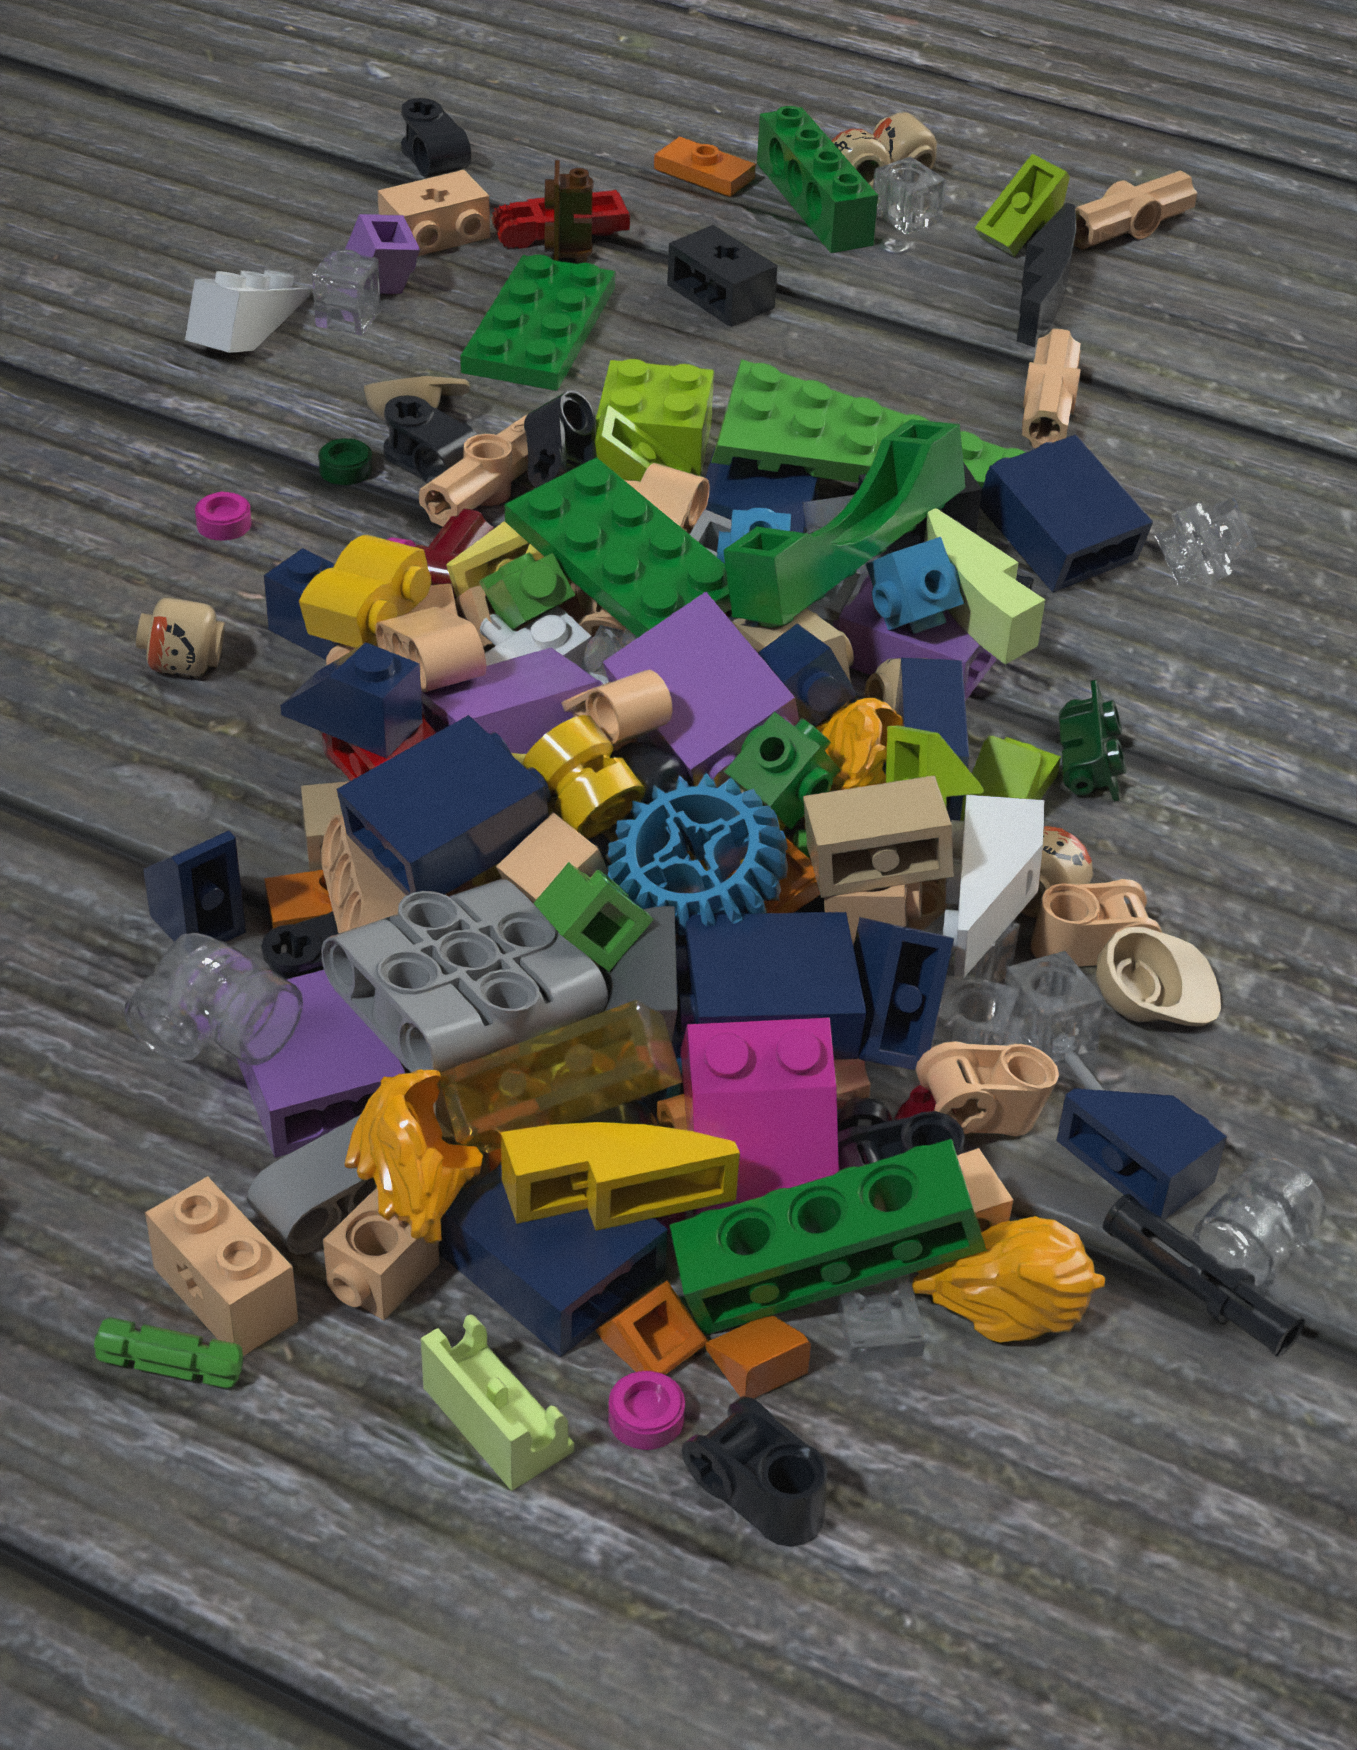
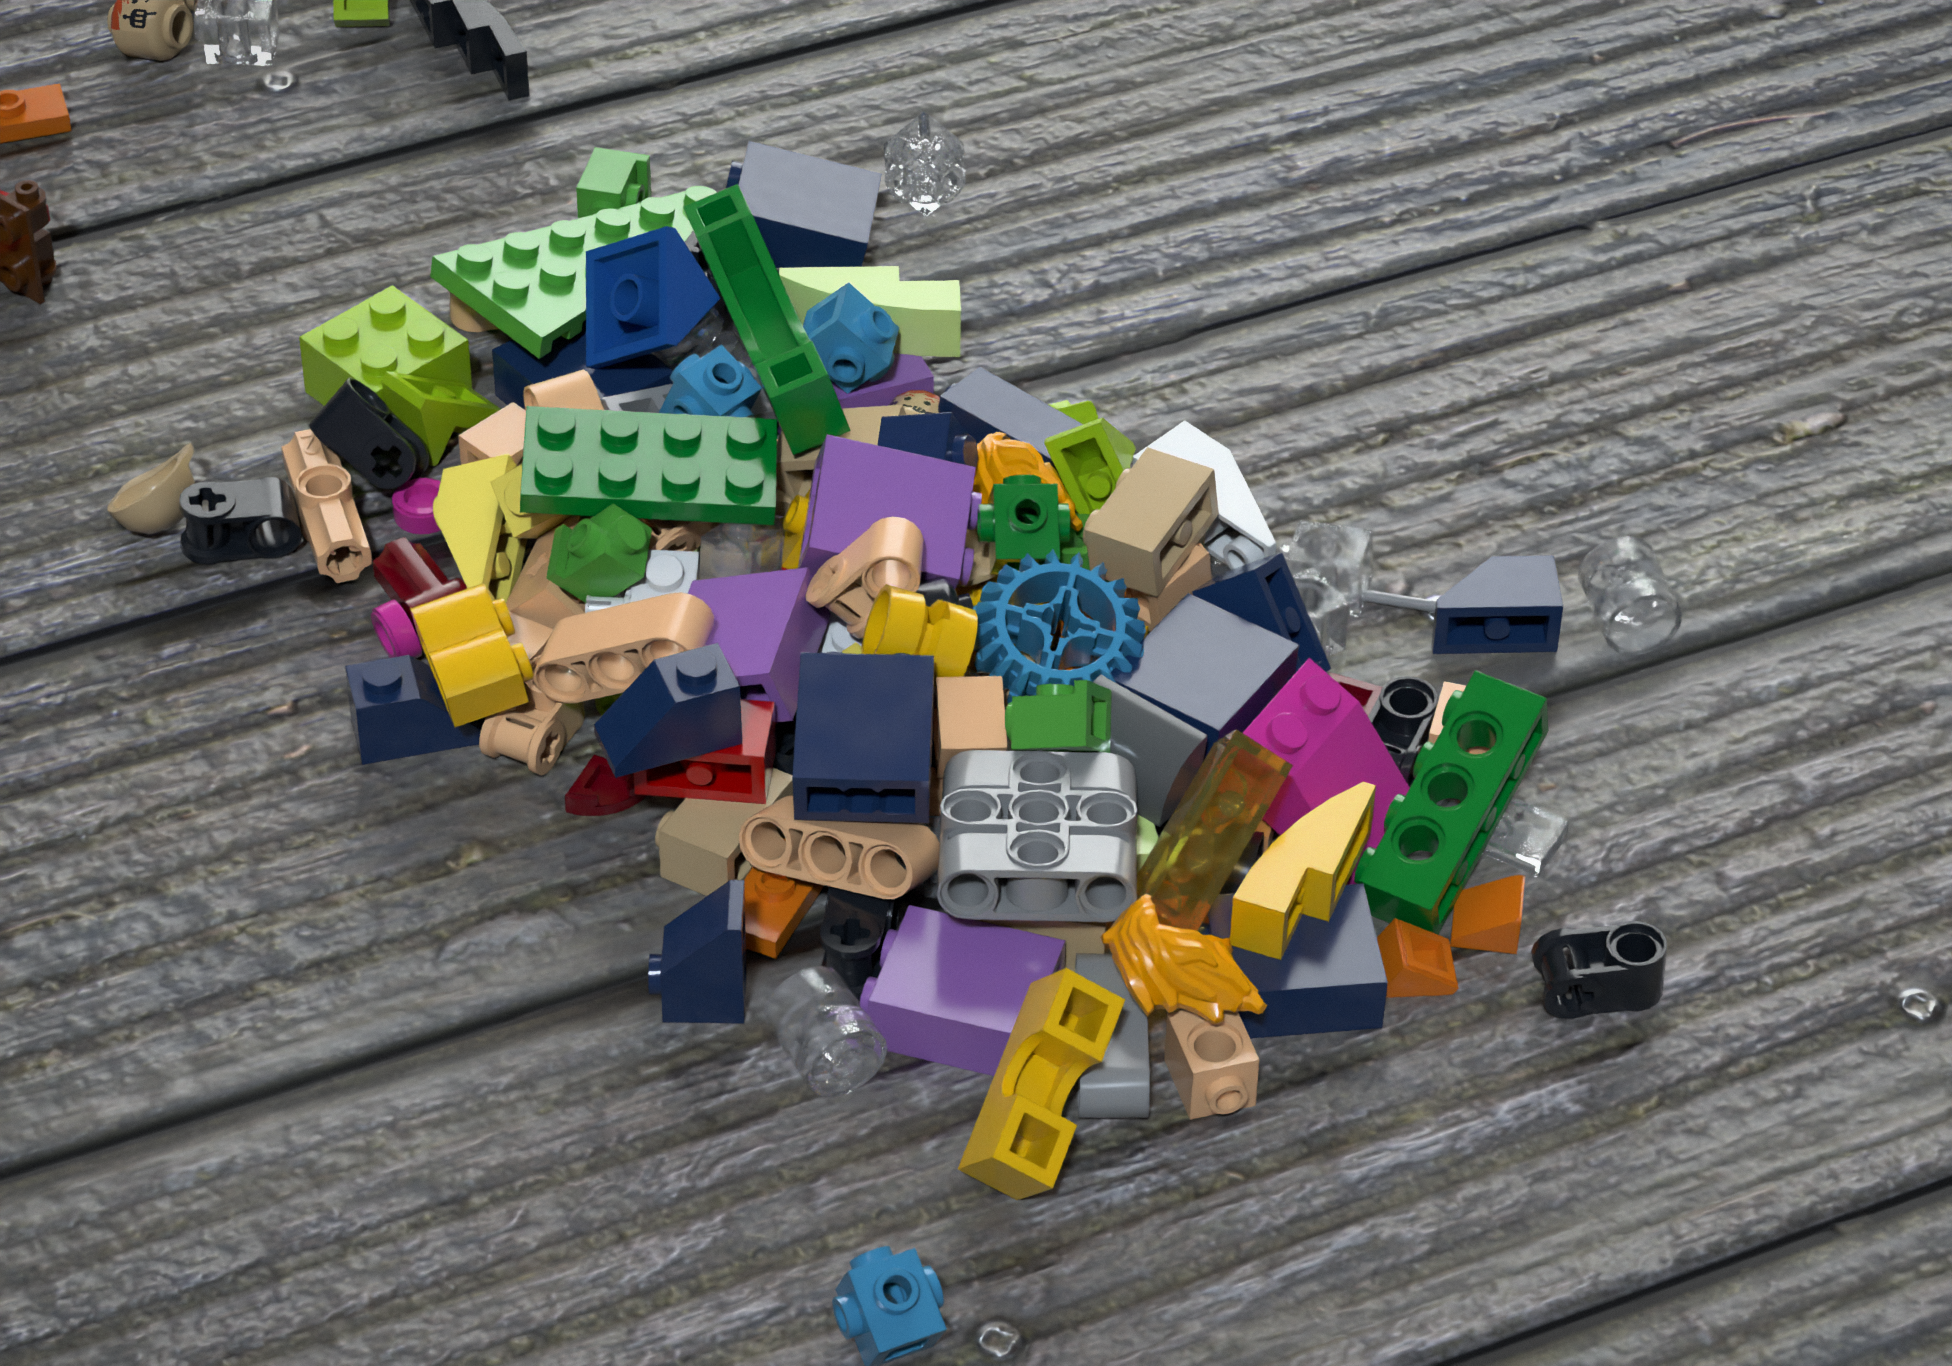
camera: 50 degrees left, 0 degrees up
(168, 1352) = (1184, 1235): bright green axle -> none
(181, 637) = (340, 815): tan head -> none
(222, 1266) = (1145, 1154): light nougat brick -> none
(223, 516) = (168, 709): dark pink tile -> none
(234, 1135) = (1020, 1127): none -> yellow arch
(235, 1002) = (945, 979): clear wheel -> none
(345, 461) = (182, 590): dark green tile -> none
(492, 1406) = (1411, 1083): yellowish green hinge -> none
(538, 322) = (122, 356): green plate -> none
(646, 1410) = (1481, 1005): dark pink tile -> none
(722, 275) = (215, 205): black brick -> none
(814, 463) = (642, 296): none -> blue slope
(817, 179) = (146, 61): green brick -> none
(977, 411) = (613, 181): none -> bright green brick
(993, 1089) = (1379, 641): light nougat piece -> none
(1022, 1286) = (1577, 746): light orange hair -> none
(1051, 388) = (620, 118): light nougat piece -> none
(1086, 917) = (1278, 486): light nougat piece -> none
(1090, 752) = (1058, 359): dark green hinge -> none
(1157, 978) = (1352, 497): tan cap -> none
(1268, 1322) = (1658, 653): black pin -> none

